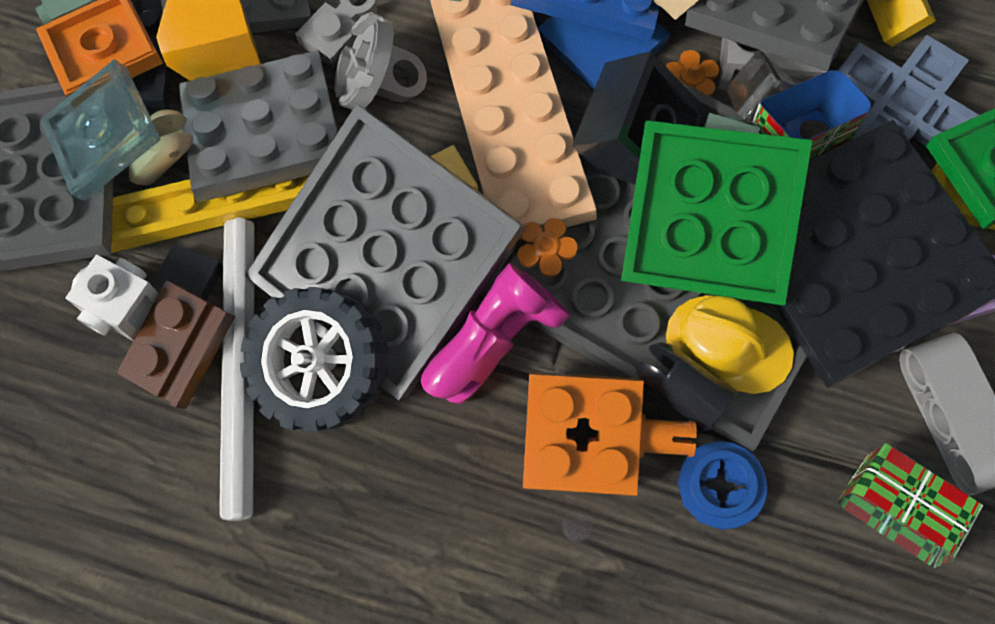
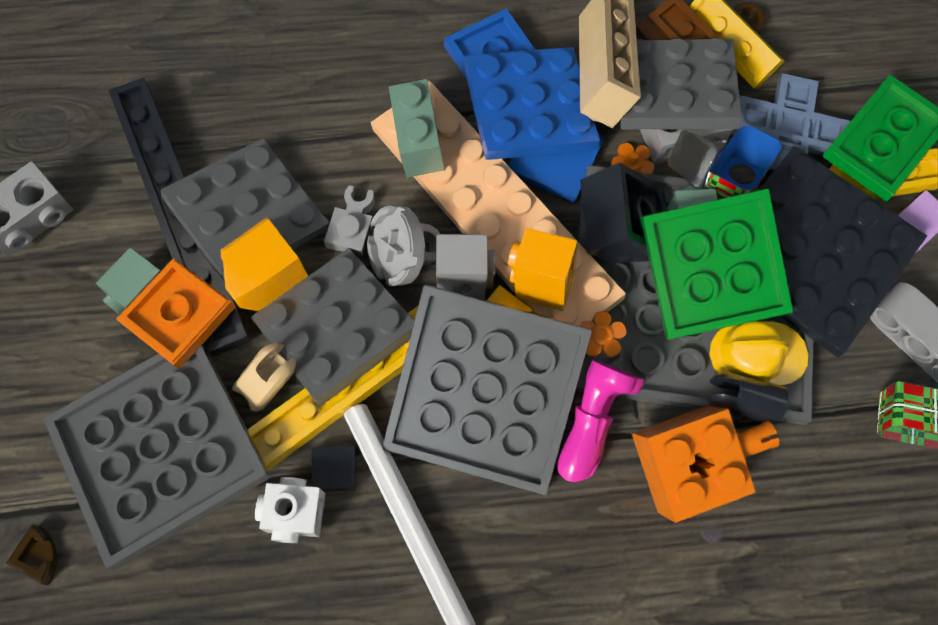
camera: 30 degrees left, 0 degrees up
(99, 130) = (220, 383): clear light blue tile -> none
(175, 345) = (356, 526): reddish brown plate -> none
(270, 339) = (443, 523): black wheel -> none
(423, 106) = (464, 264): none -> light grey brick
(500, 136) = (543, 268): none -> light orange brick
(739, 468) = (816, 466): blue gear -> none

